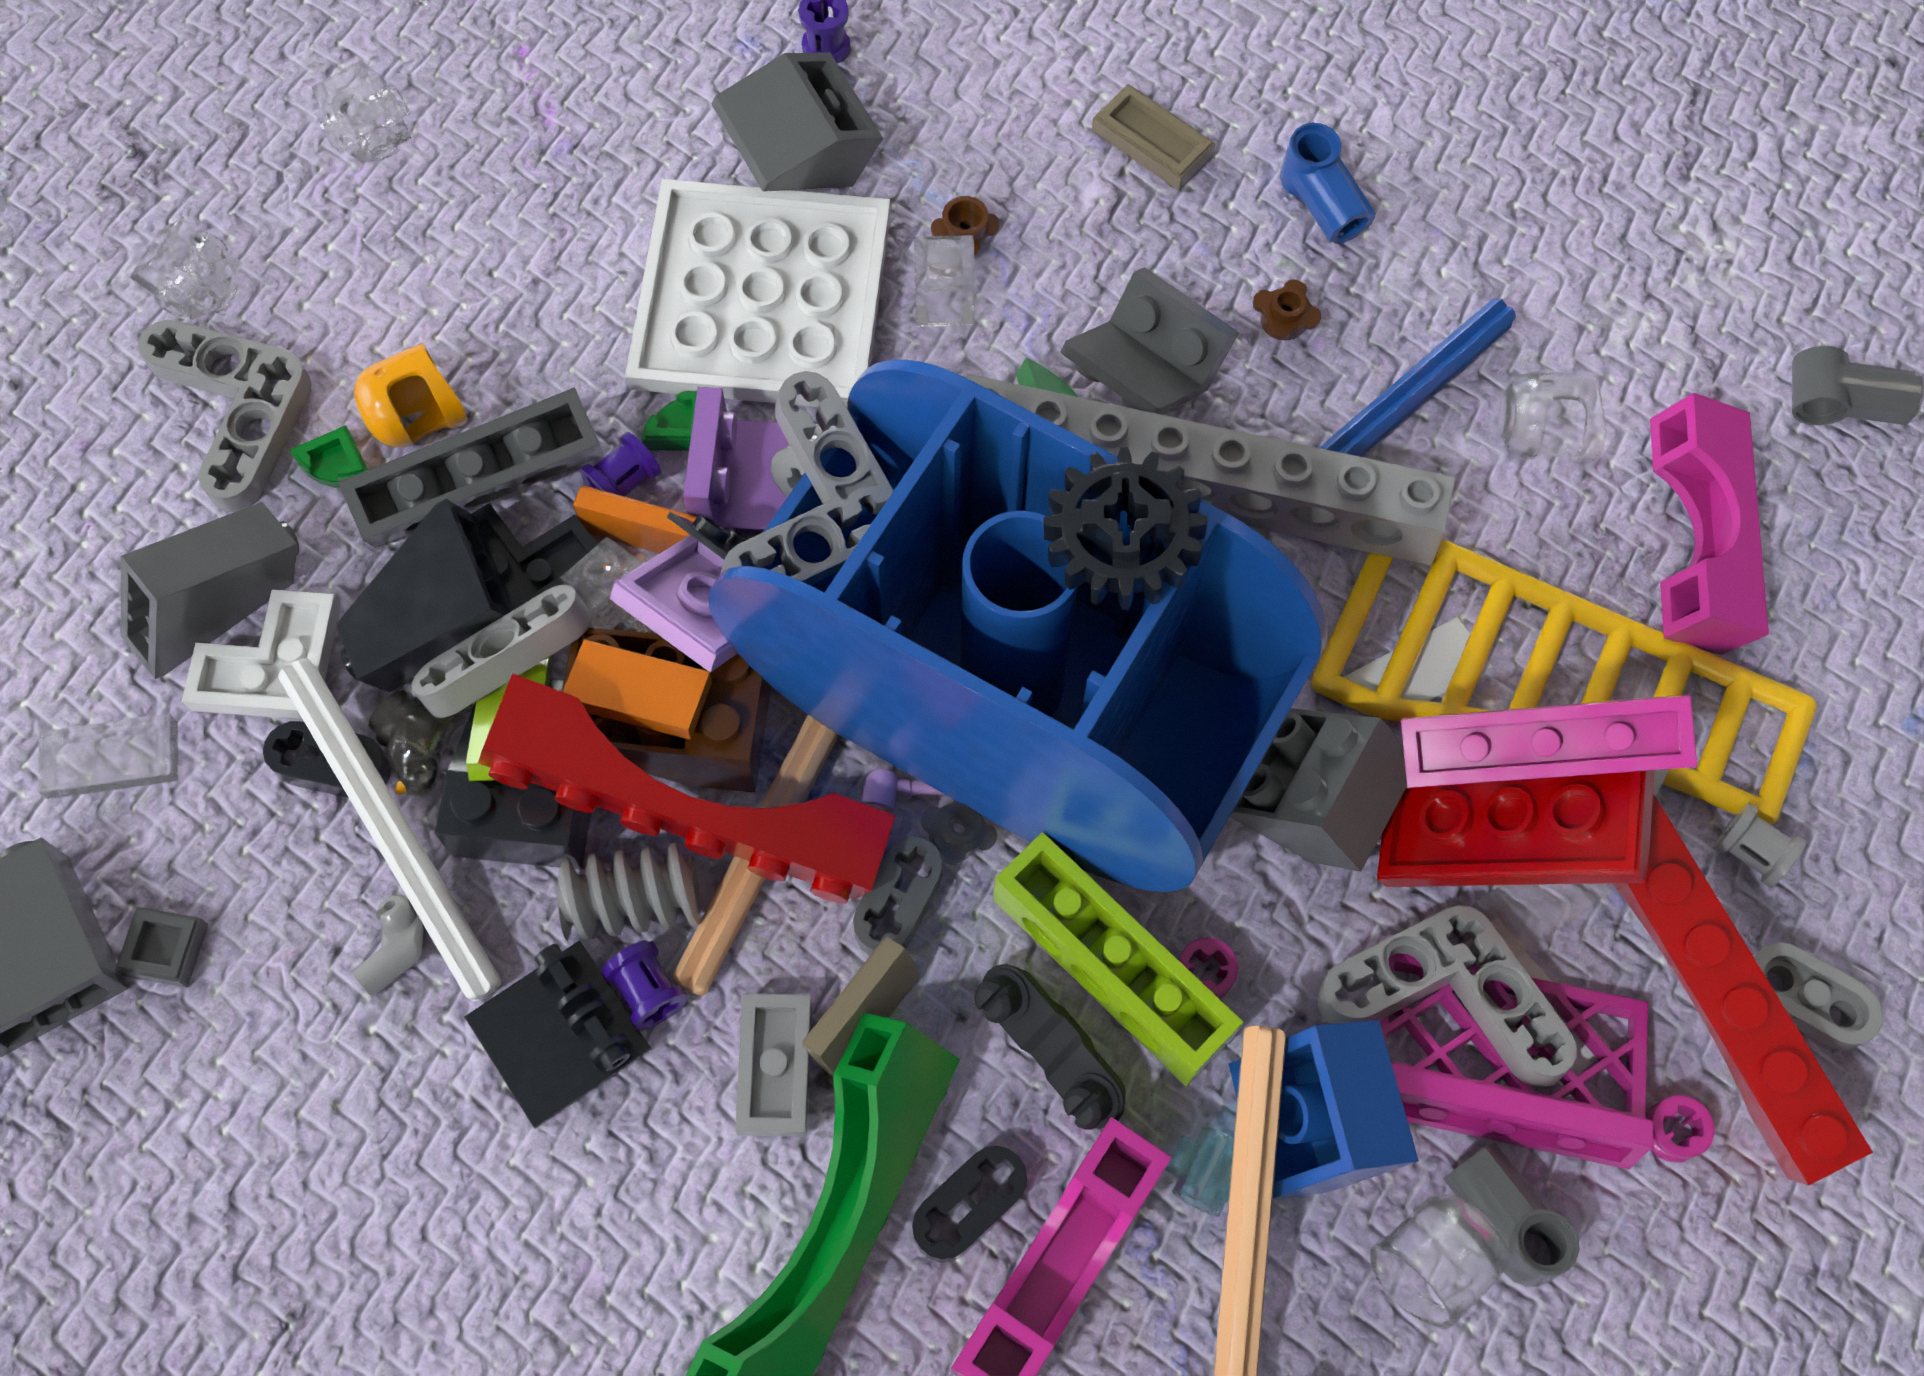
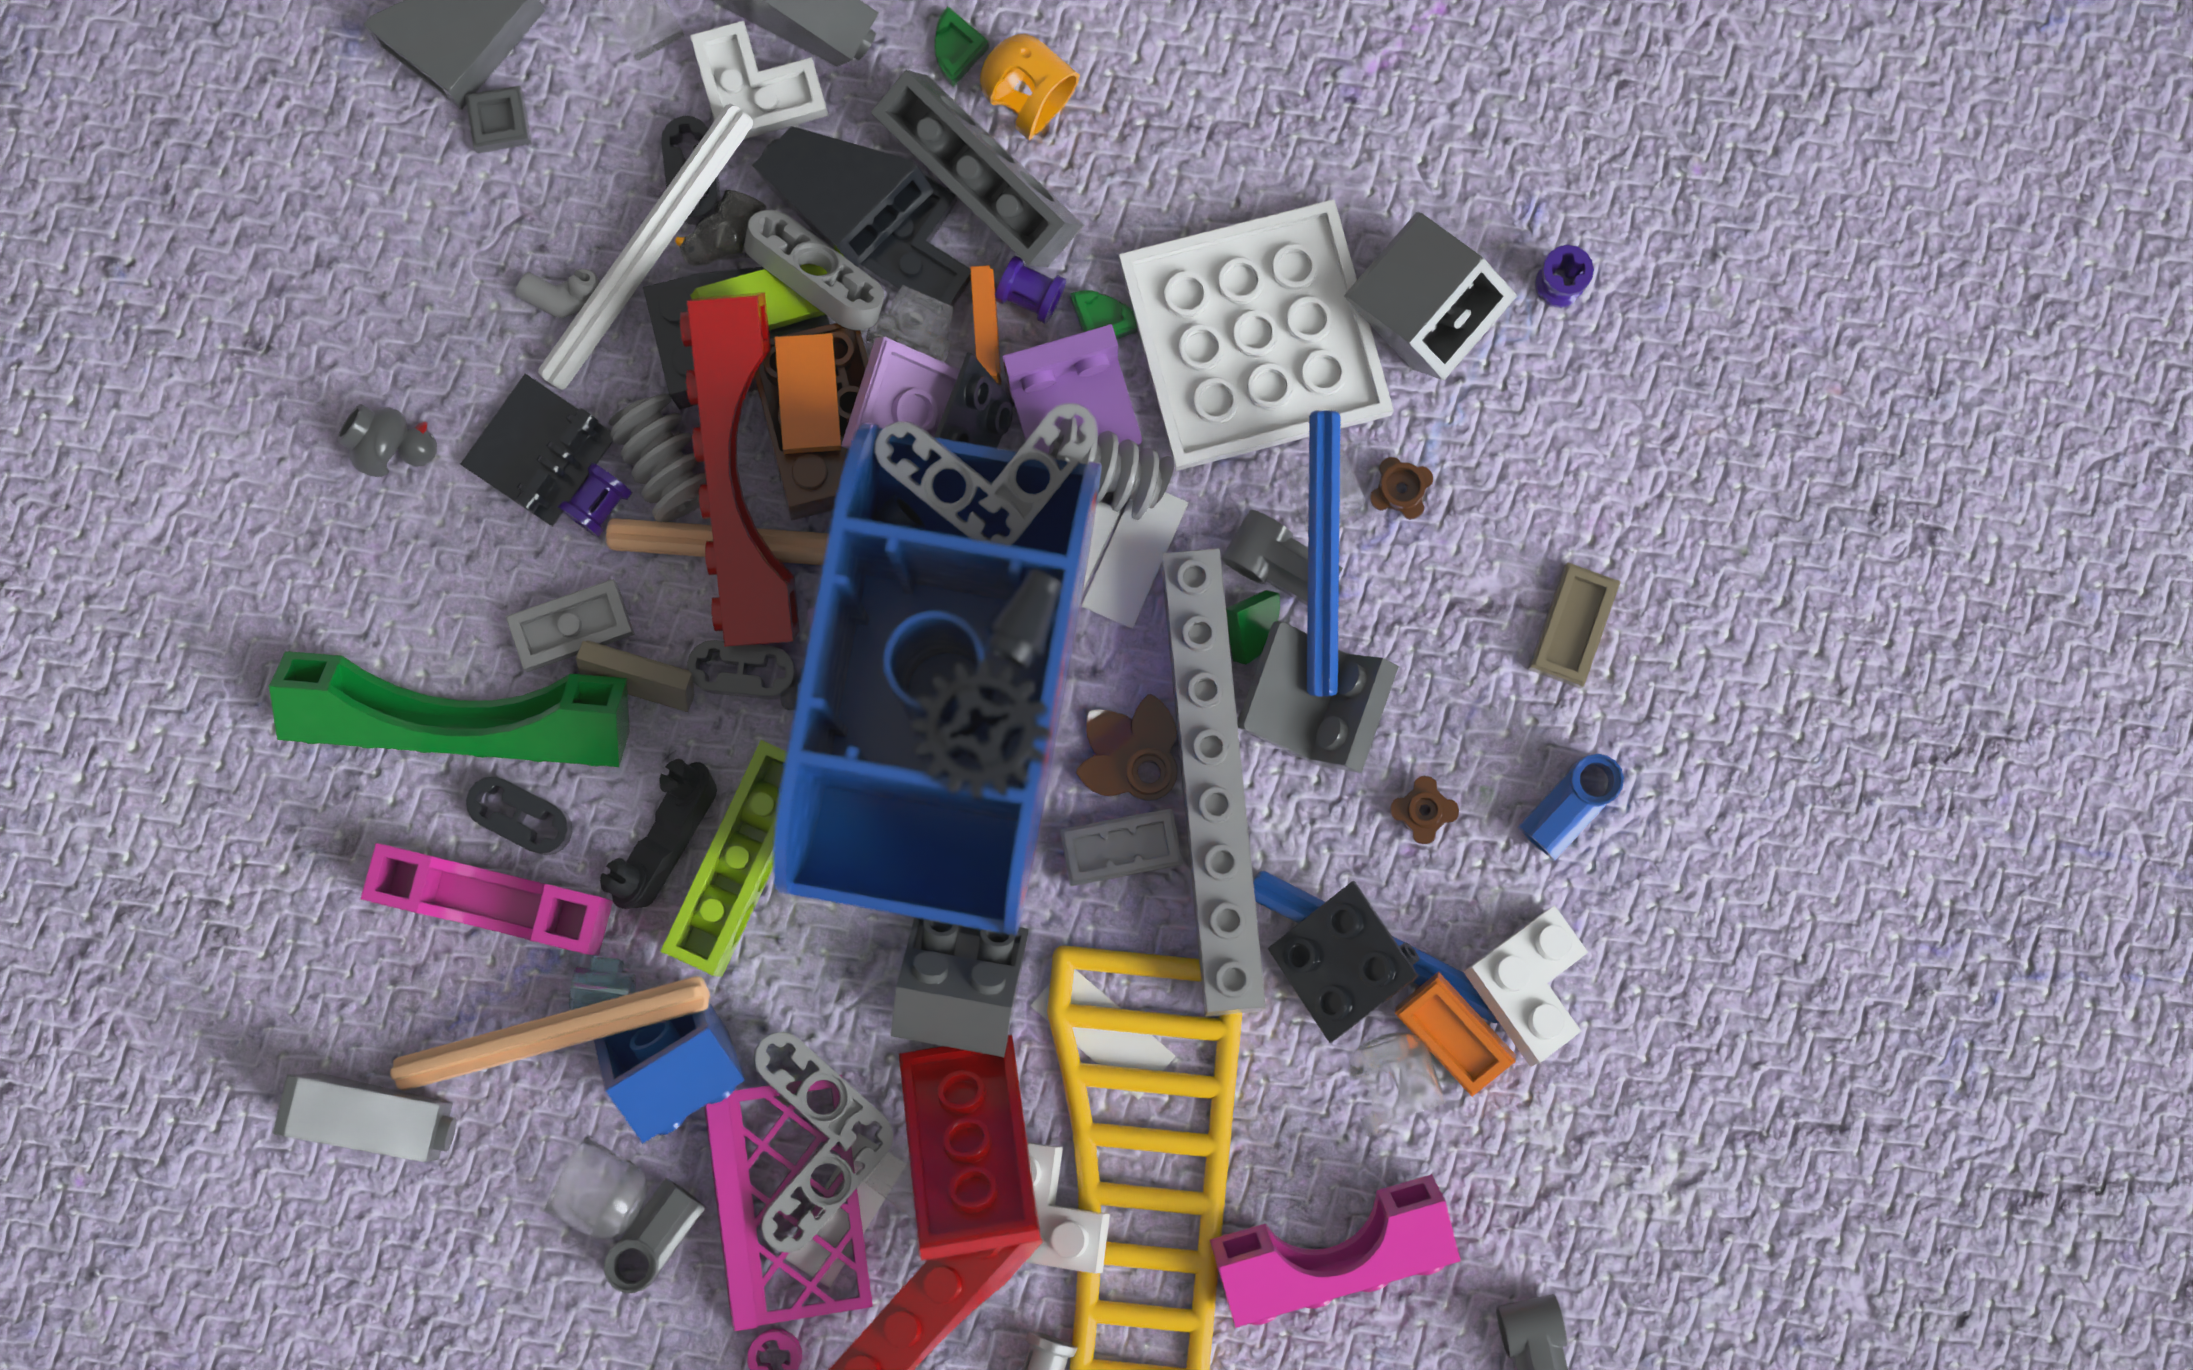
camera: 70 degrees right, 15 degrees up
(462, 1206) = (378, 434): none -> dark grey animal
(998, 340) = (1268, 553): none -> dark grey piece
(1011, 280) = (1323, 553): none -> blue axle
(1023, 446) = (1024, 620): none -> black cone
(1205, 950) = (754, 943): dark pink bush -> none
(1422, 410) = (1344, 962): none -> black hinge
(1485, 284) = (1516, 986): none -> white plate
(1503, 353) = (1455, 1034): none -> orange tile
(1550, 741) = (1029, 1153): dark pink fence -> none

